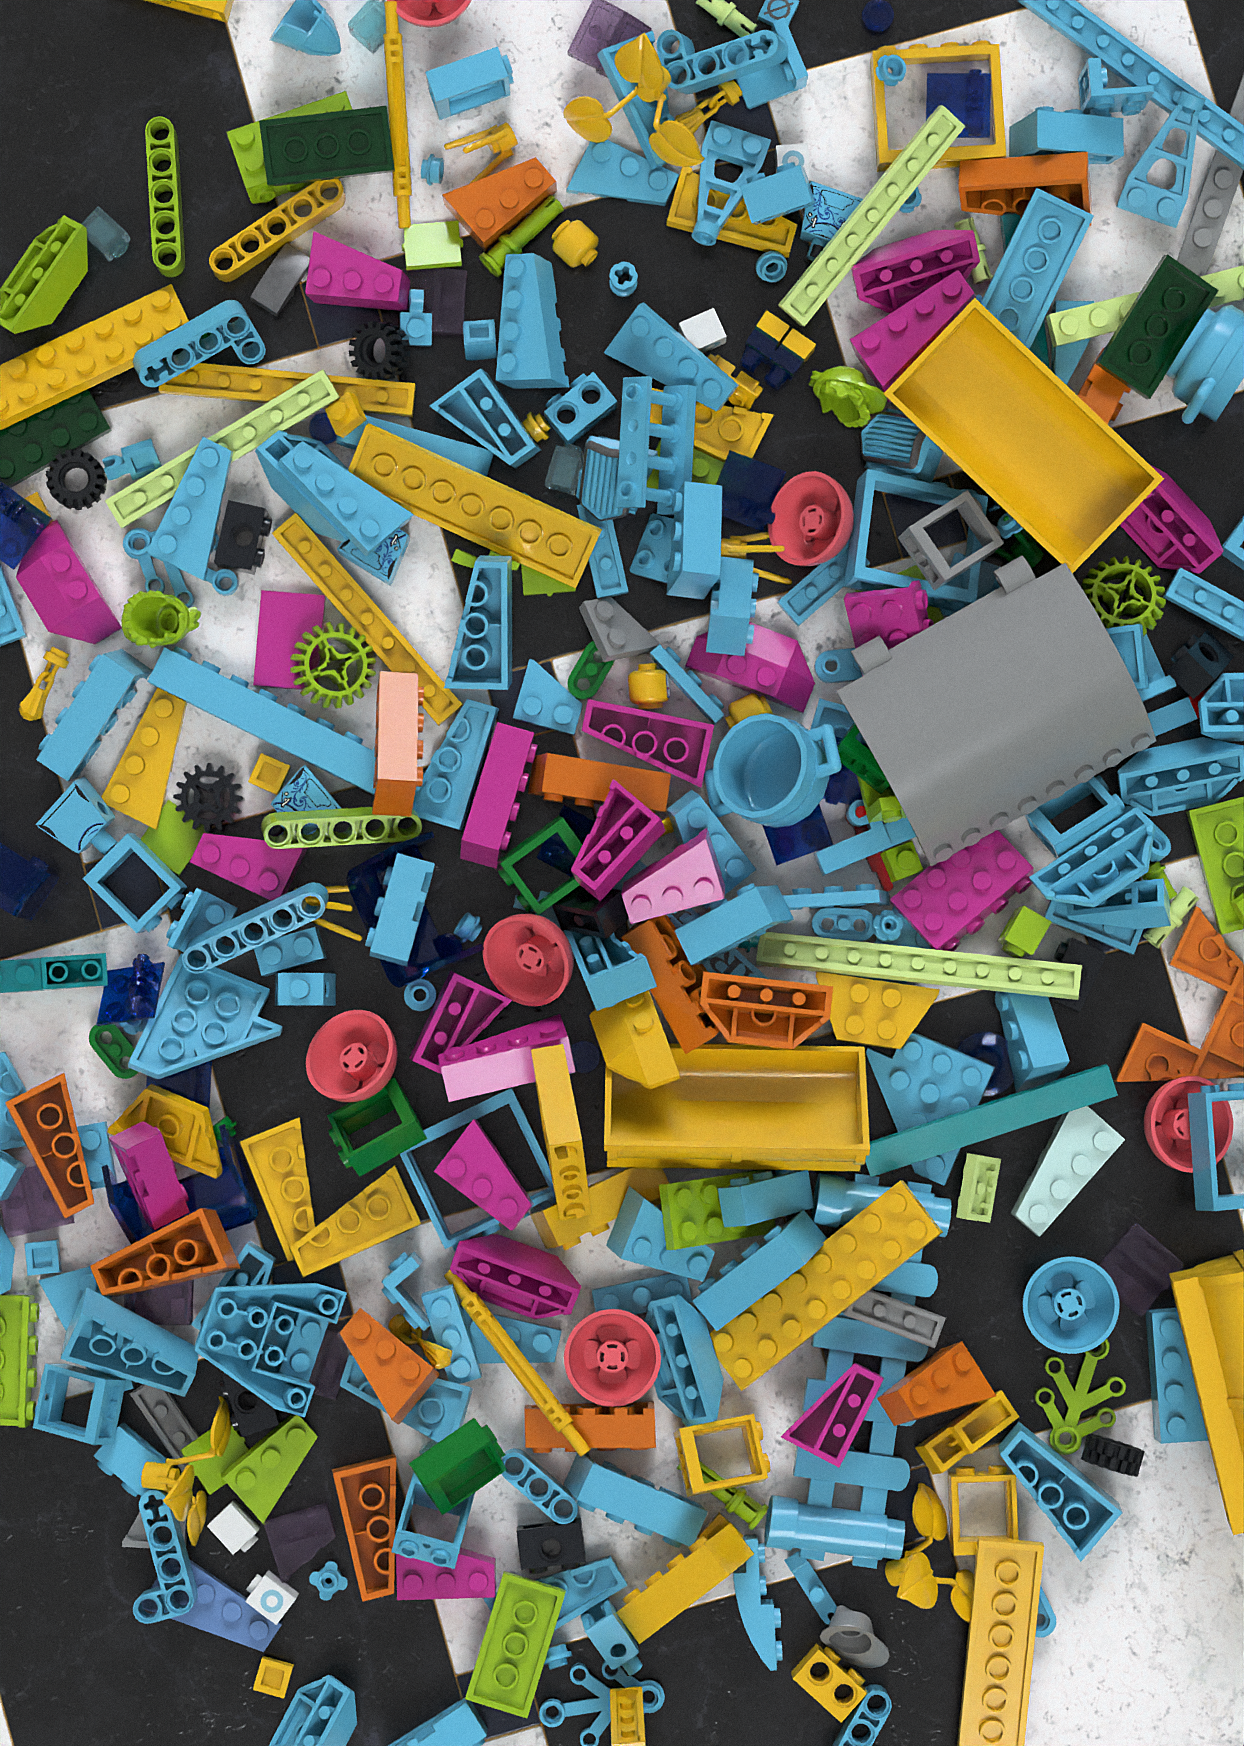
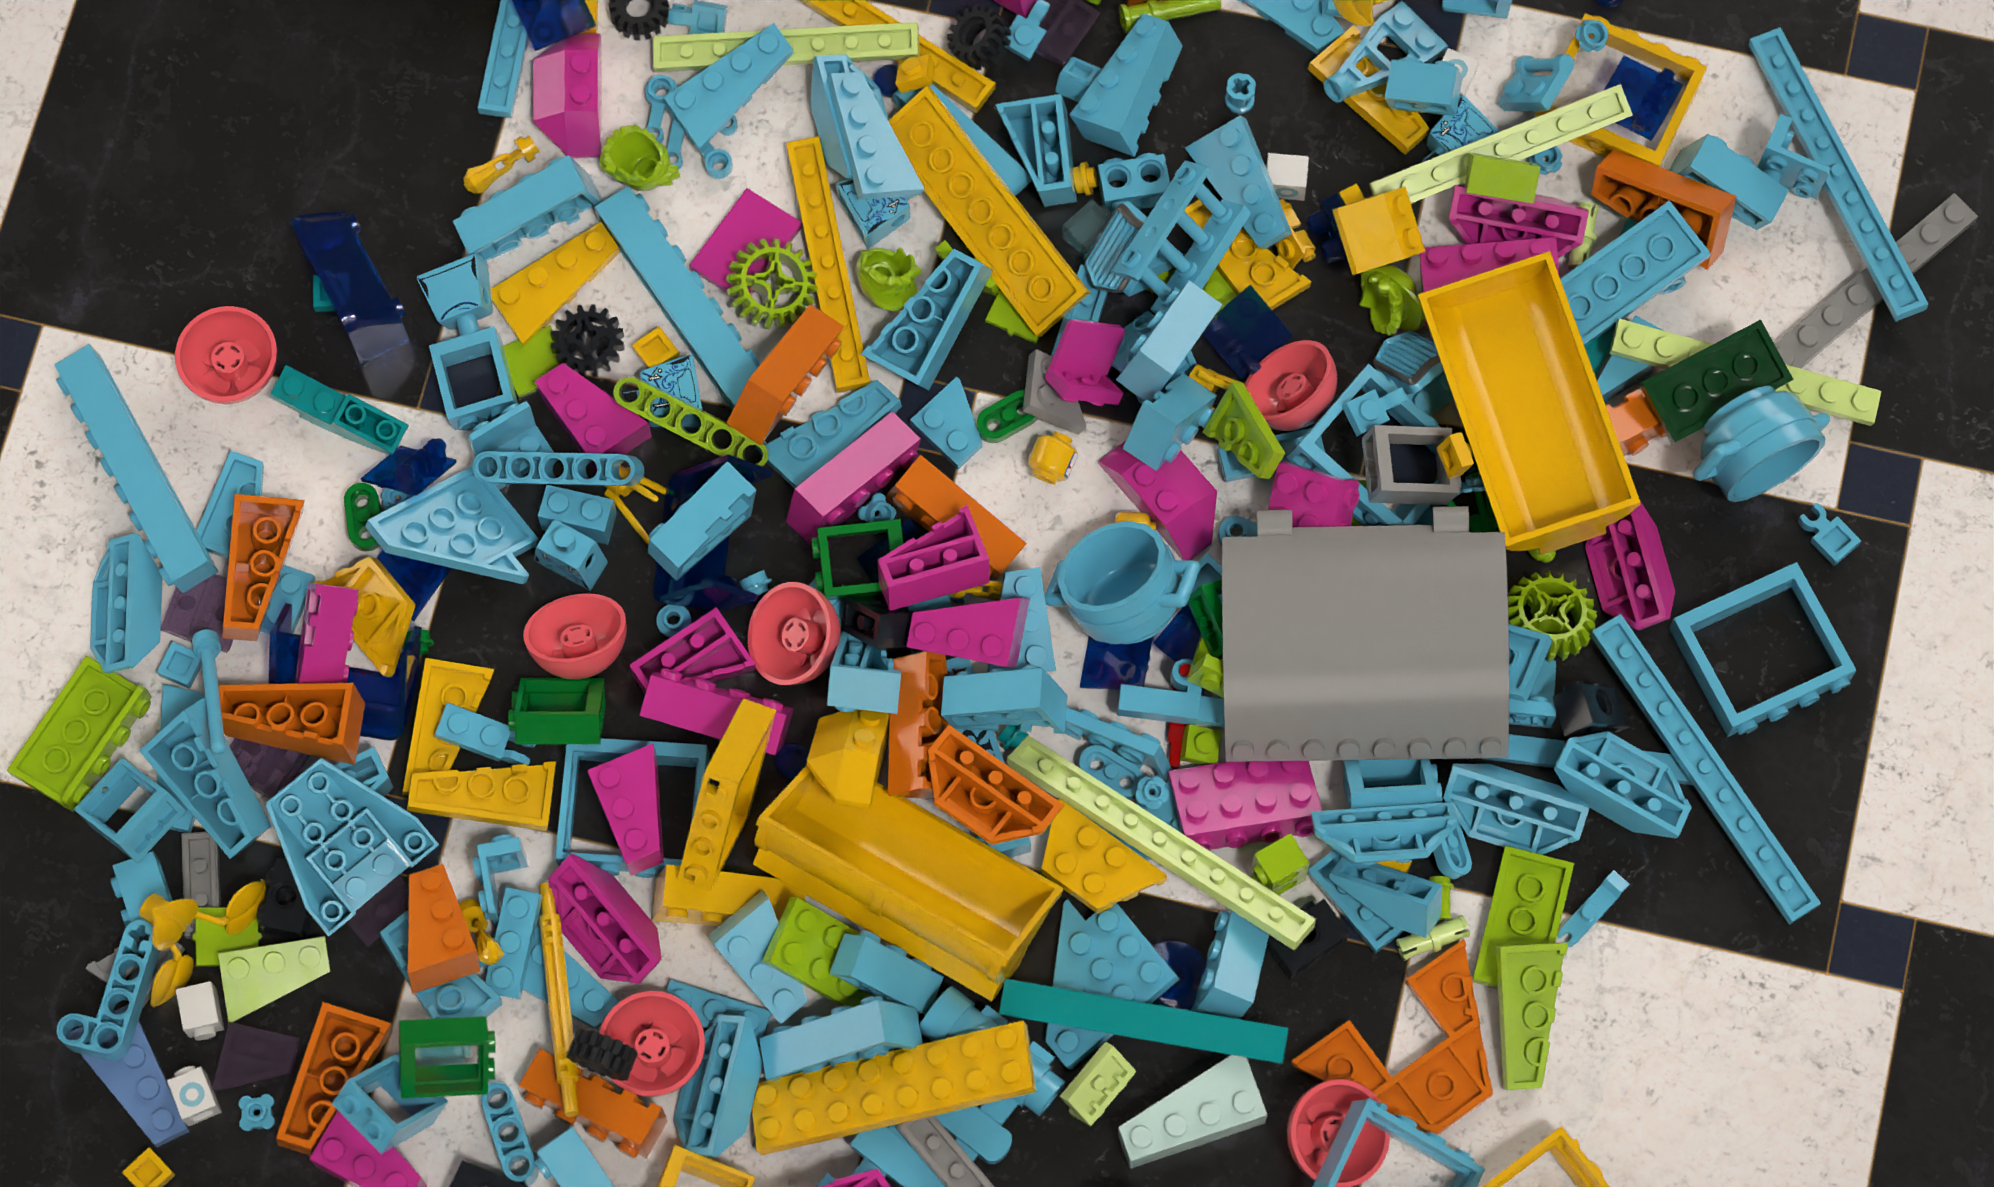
camera: 35 degrees right, 15 degrees down
(58, 1235) = (207, 647): none -> medium azure piece
(241, 518) = (761, 115): black brick -> none
(318, 1180) = (478, 735): none -> medium azure hinge
(427, 607) = (887, 277): none -> lime hair
(532, 812) = (878, 502): none -> medium azure plate
(575, 243) = (1213, 39): yellow head -> none
(584, 1396) = (602, 1054): none -> black tyre
(629, 595) = (1084, 361): none -> dark pink bracket
(659, 739) = (1029, 502): dark pink wedge -> none
(688, 683) = (1091, 475): medium azure plate -> none
(775, 272) = (1385, 162): medium azure plate -> none
(799, 583) = (1245, 432): none -> lime wing
(813, 346) = (1378, 230): none -> yellow slope
(869, 145) = (1532, 92): none -> medium azure plate
(888, 242) = (1502, 178): none -> lime hinge
(891, 510) = (1371, 410): none -> medium azure plate
(987, 516) = (1455, 455): none -> yellow plate
(1153, 201) = (1779, 281): medium azure plate -> none

